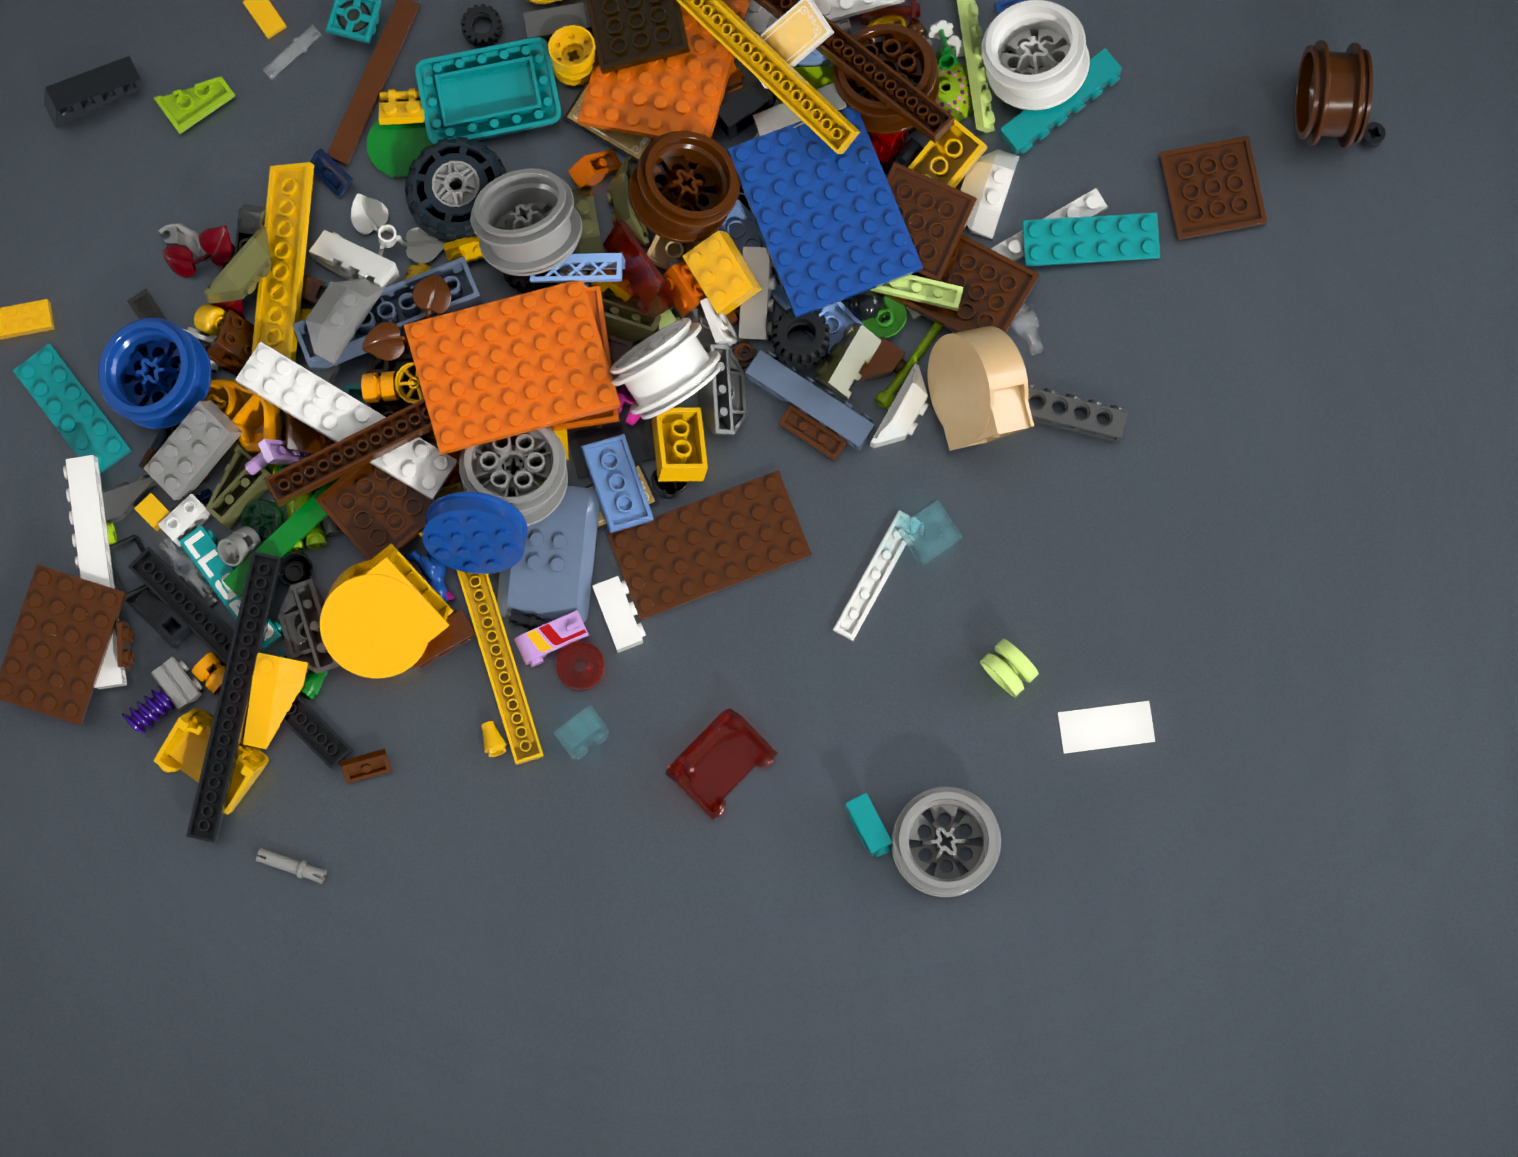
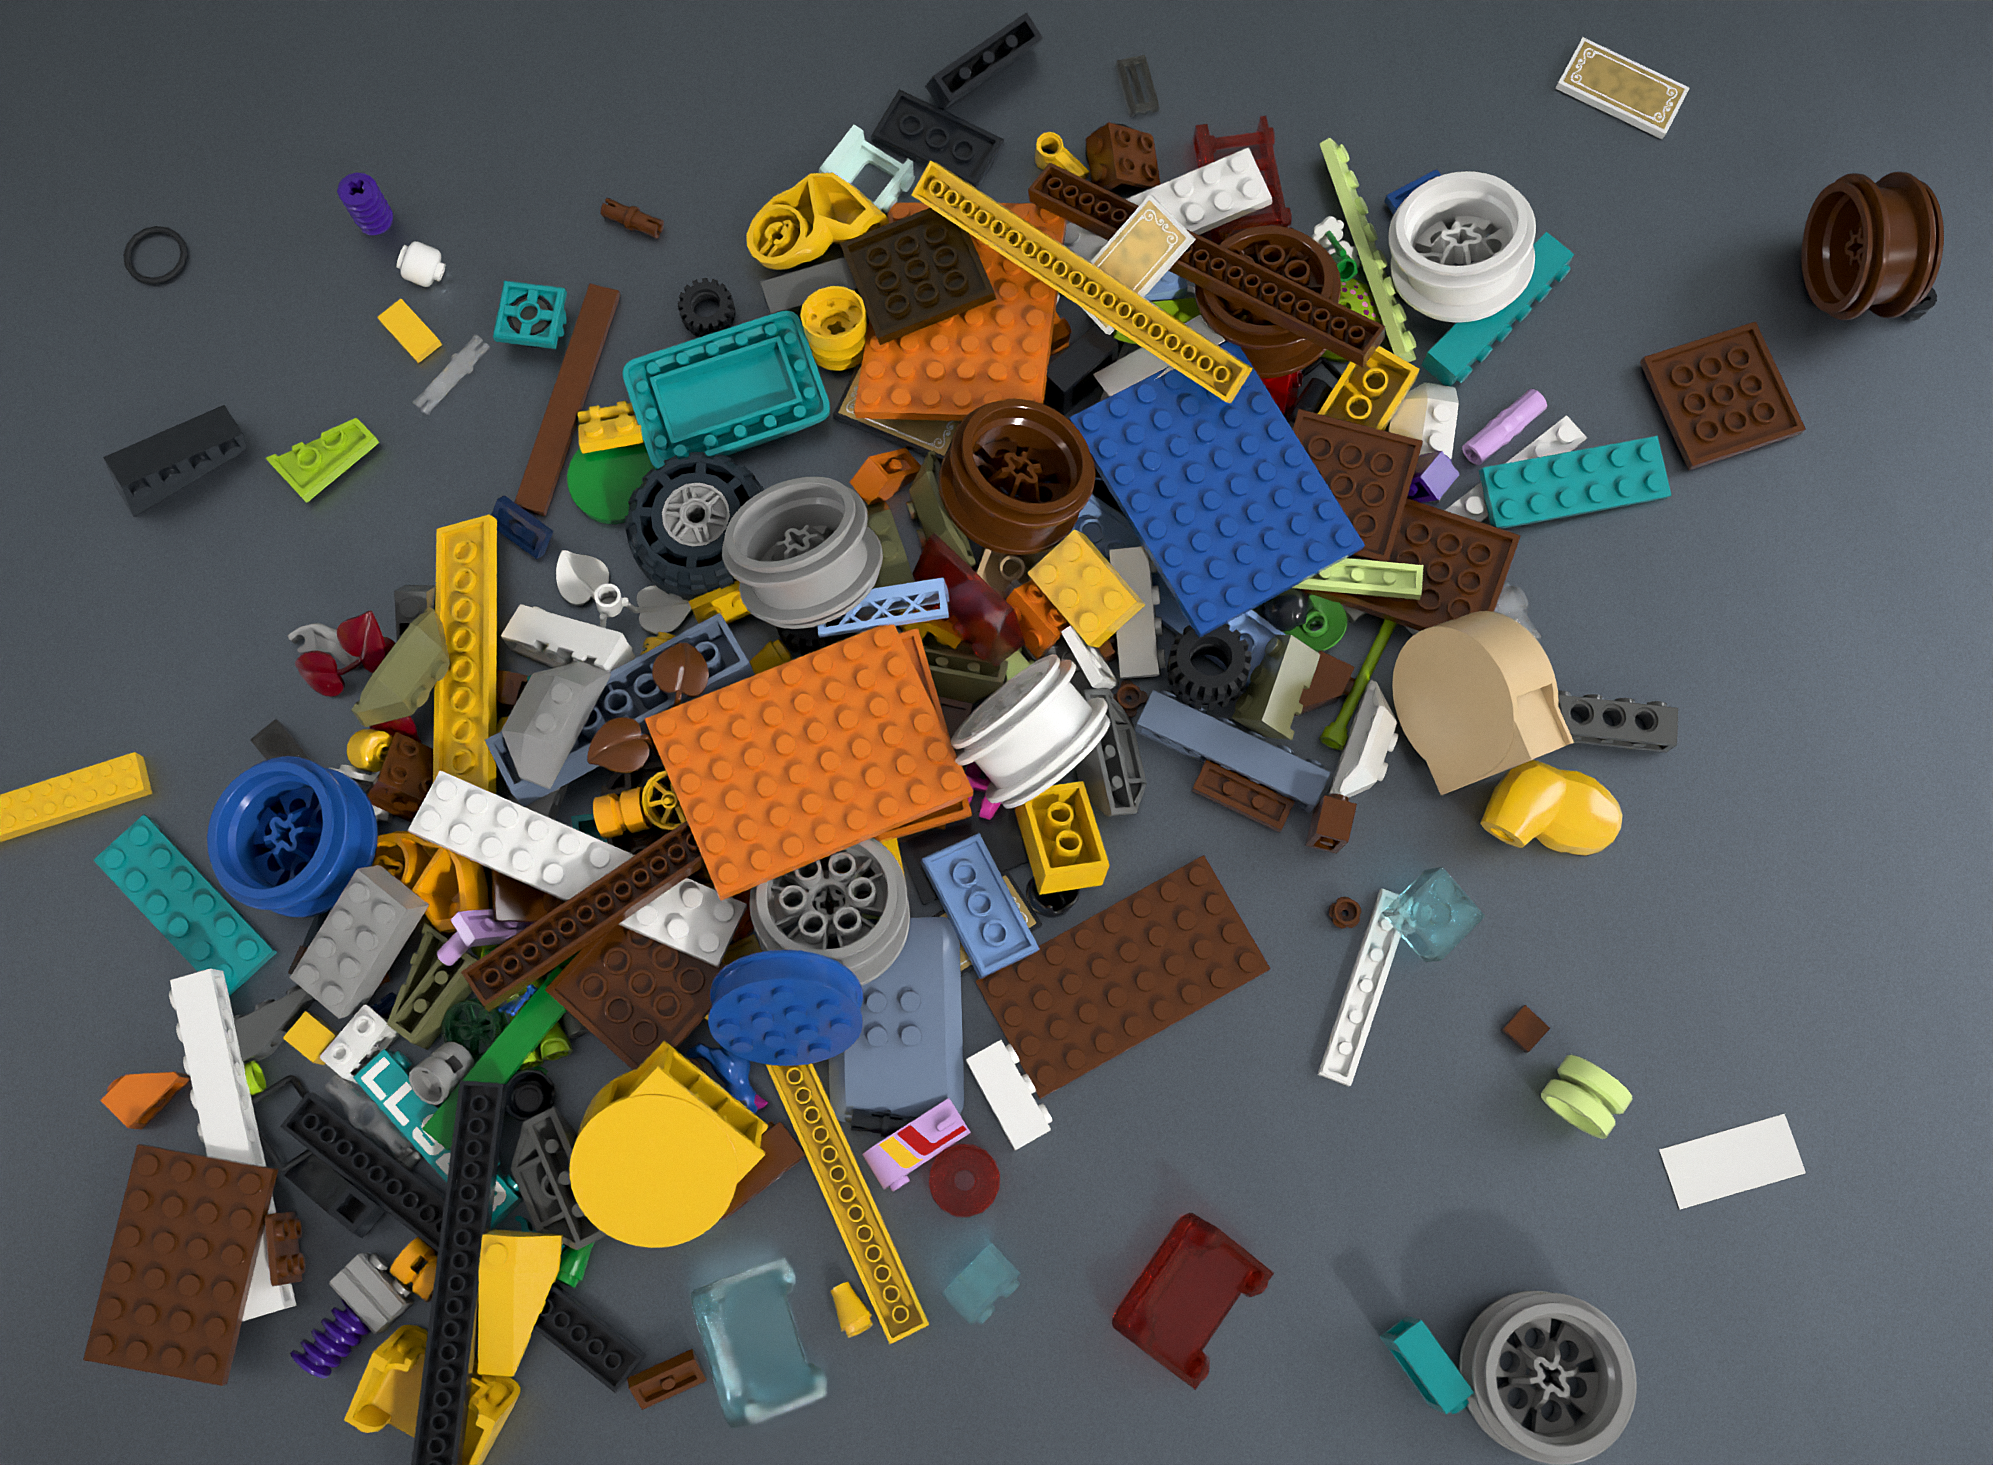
camera: 10 degrees left, 5 degrees down
(36, 534) = (140, 1097): none -> orange slope
(293, 507) = (515, 1004): none -> blue piece
(426, 750) = (755, 1345): none -> clear light blue windscreen
(495, 291) = (770, 656): none -> yellow cone
(868, 459) = (1331, 823): none -> reddish brown brick
(870, 517) = (1351, 907): none -> reddish brown plate
(981, 619) = (1525, 1029): none -> reddish brown tile
(982, 223) = (1432, 477): none -> slope
(1028, 469) = (1556, 807): none -> yellow piece
(1047, 191) = (1504, 427): none -> lavender axle

